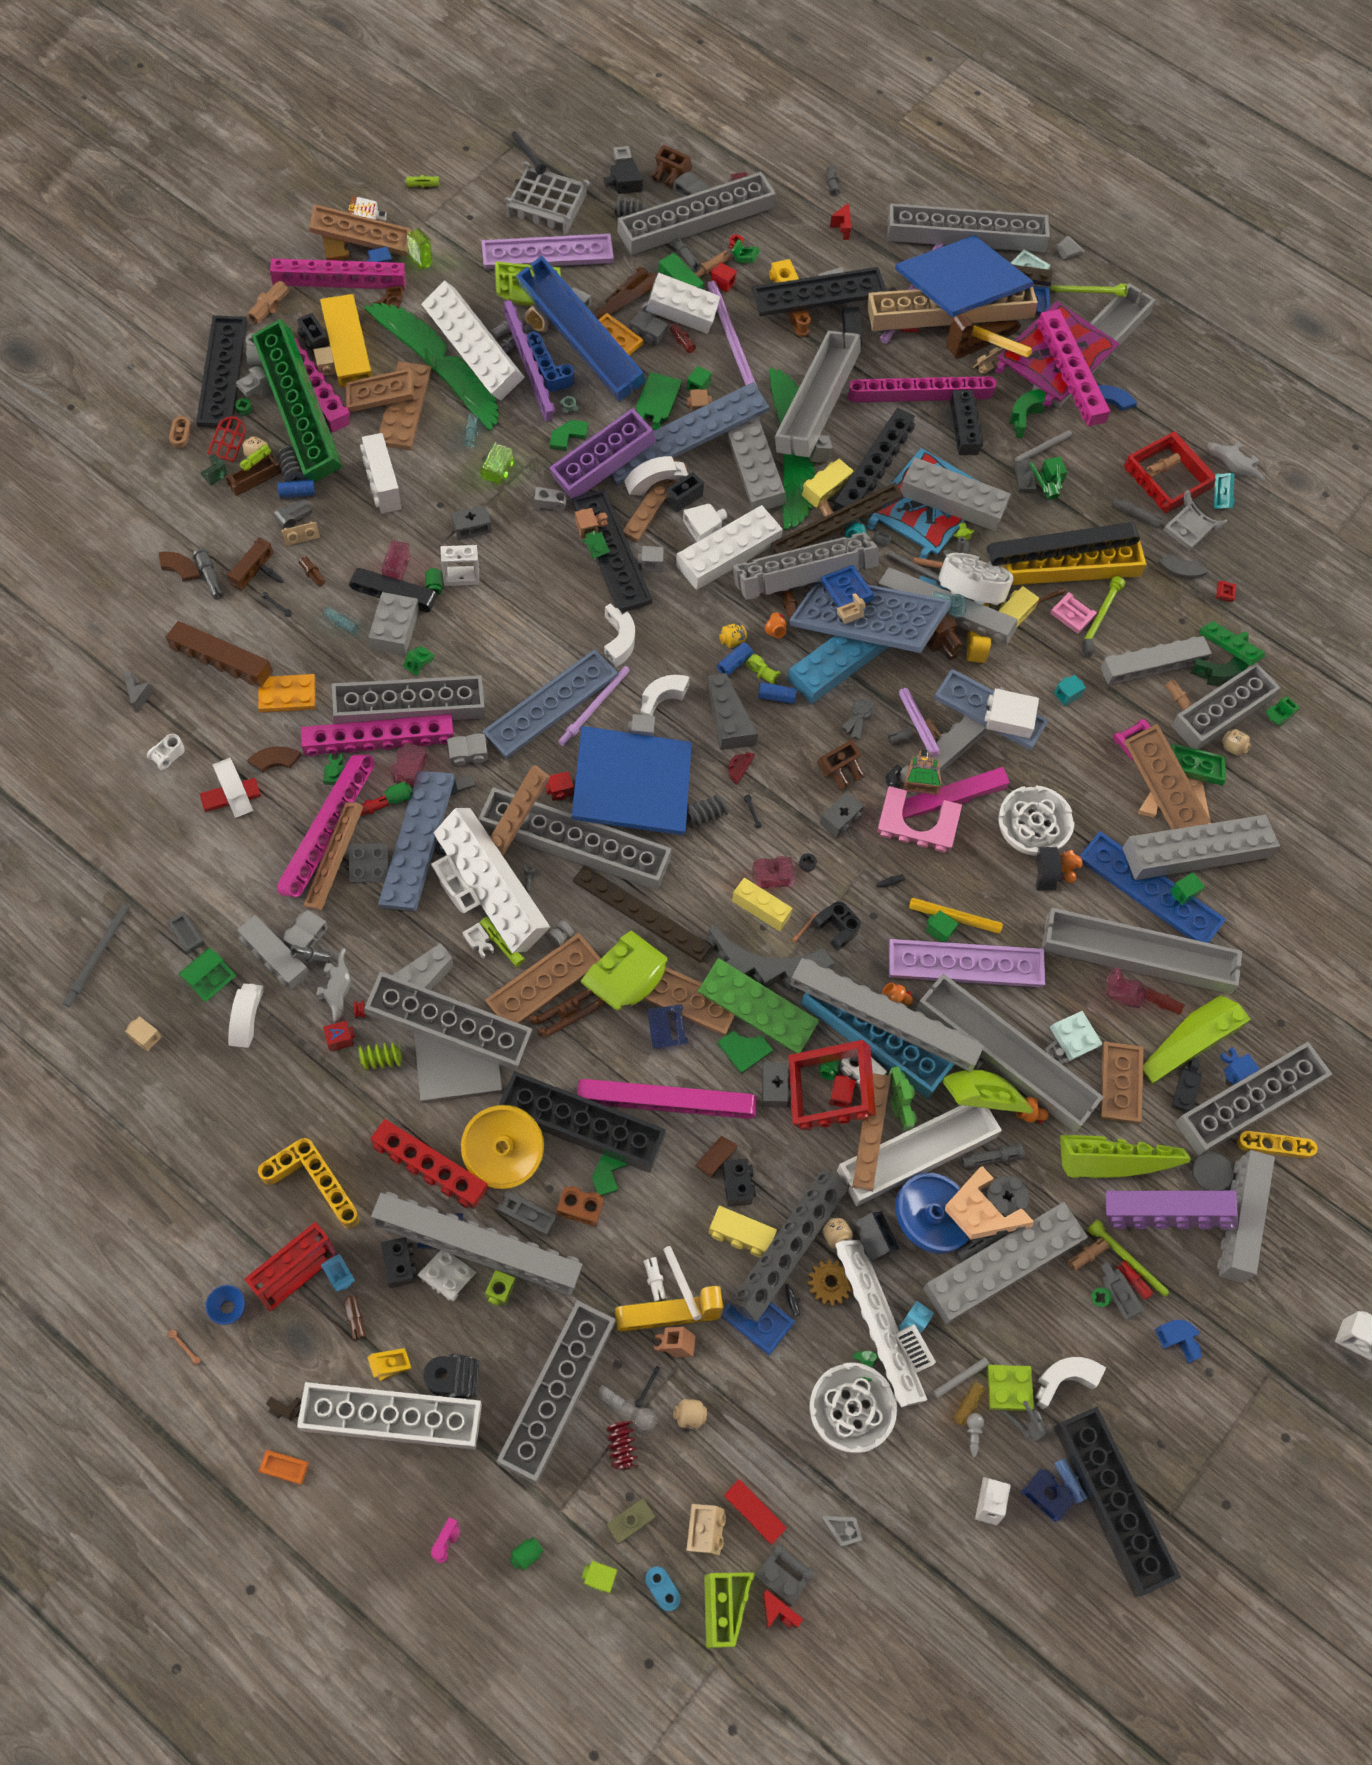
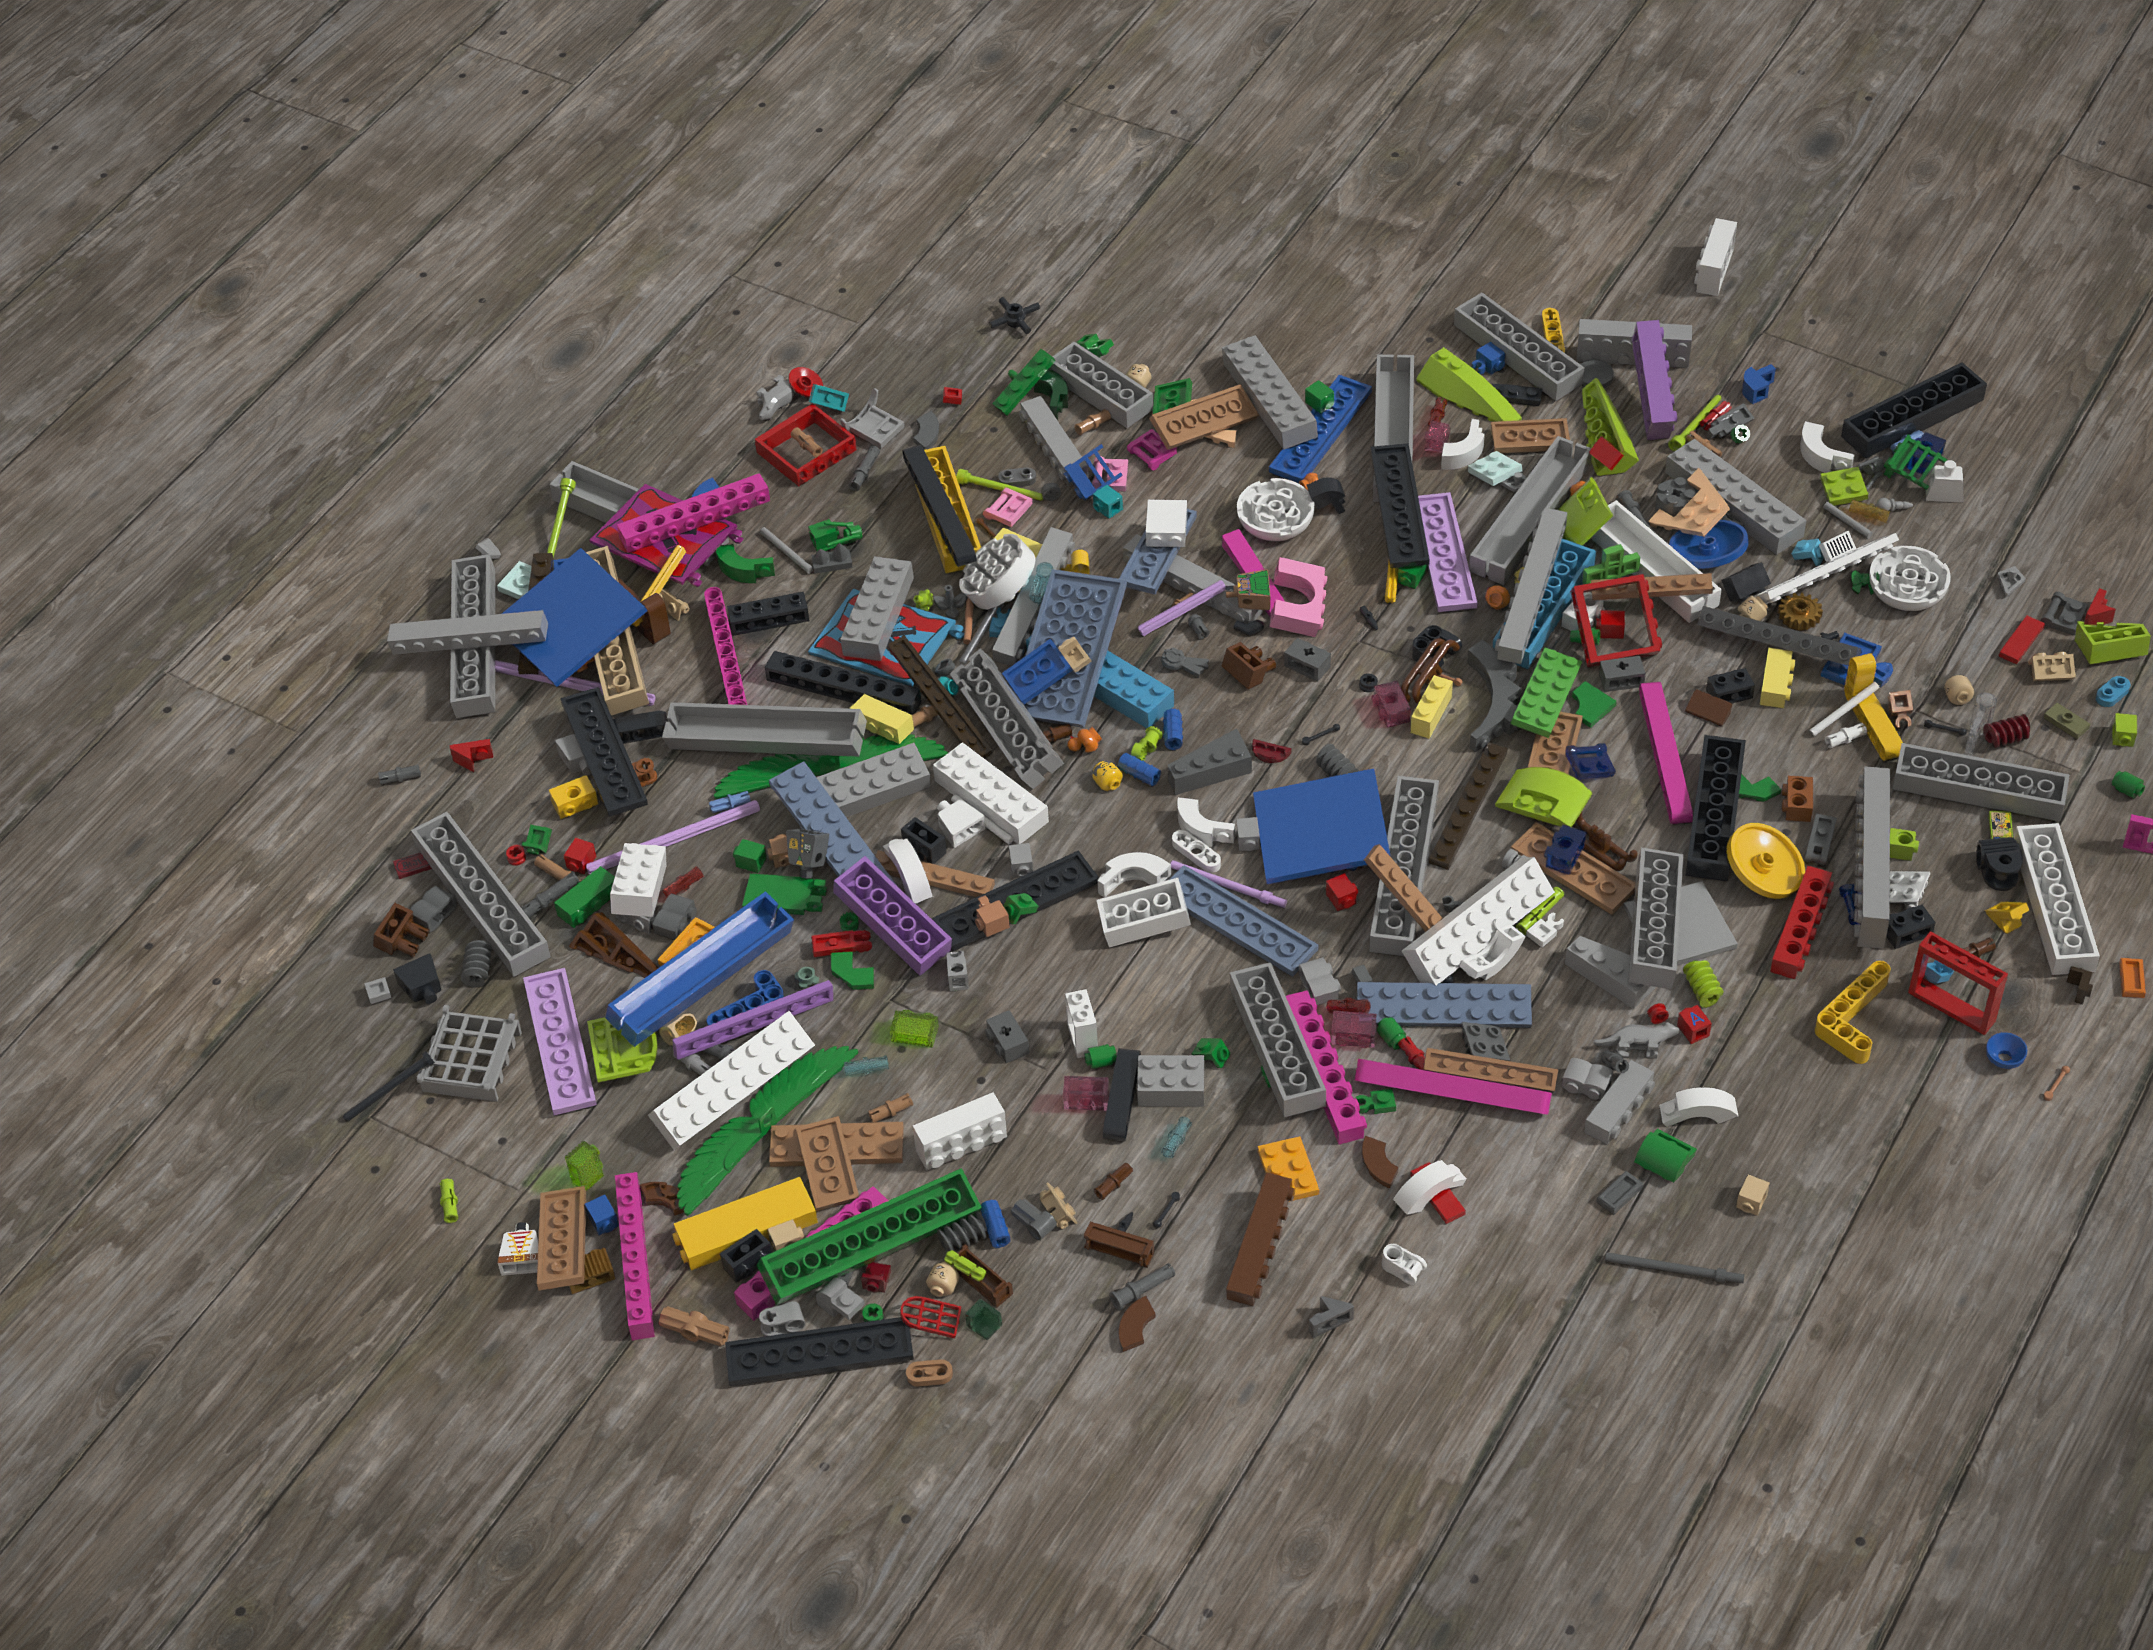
camera: 90 degrees left, 15 degrees down
(271, 412) = (876, 1277): none -> dark red bracket
(425, 440) = (890, 1108): none -> medium nougat pin
(431, 763) = (1349, 1005): none -> clear red pin
(501, 1398) = (2000, 824): none -> tile
(561, 981) = (1565, 849): none -> clear blue brick
(566, 629) = (1143, 912): none -> white brick
(597, 421) = (841, 942): none -> red hinge
(631, 695) = (1193, 843): none -> white beam
(679, 410) = (807, 849): none -> dark grey torso
(731, 1340) = (1883, 673): none -> blue plate
(760, 375) = (729, 802): none -> medium blue axle
(806, 907) = (1427, 667): none -> reddish brown piece
(956, 213) = (467, 632): none -> light grey brick
(1017, 921) = (1399, 506): none -> black plate
(1032, 1454) = (1903, 454): none -> green plate
(1075, 1139) = (1606, 453): none -> red slope
(1092, 665) = (1083, 486): none -> blue plate
(1106, 1018) = (1463, 452): none -> white arch
(1108, 706) = (1115, 466): none -> bright pink plate
(1113, 625) = (1018, 477): none -> flat silver plate
(1256, 474) = (802, 380): none -> red dish
(1333, 655) = (1014, 315): none -> black bar

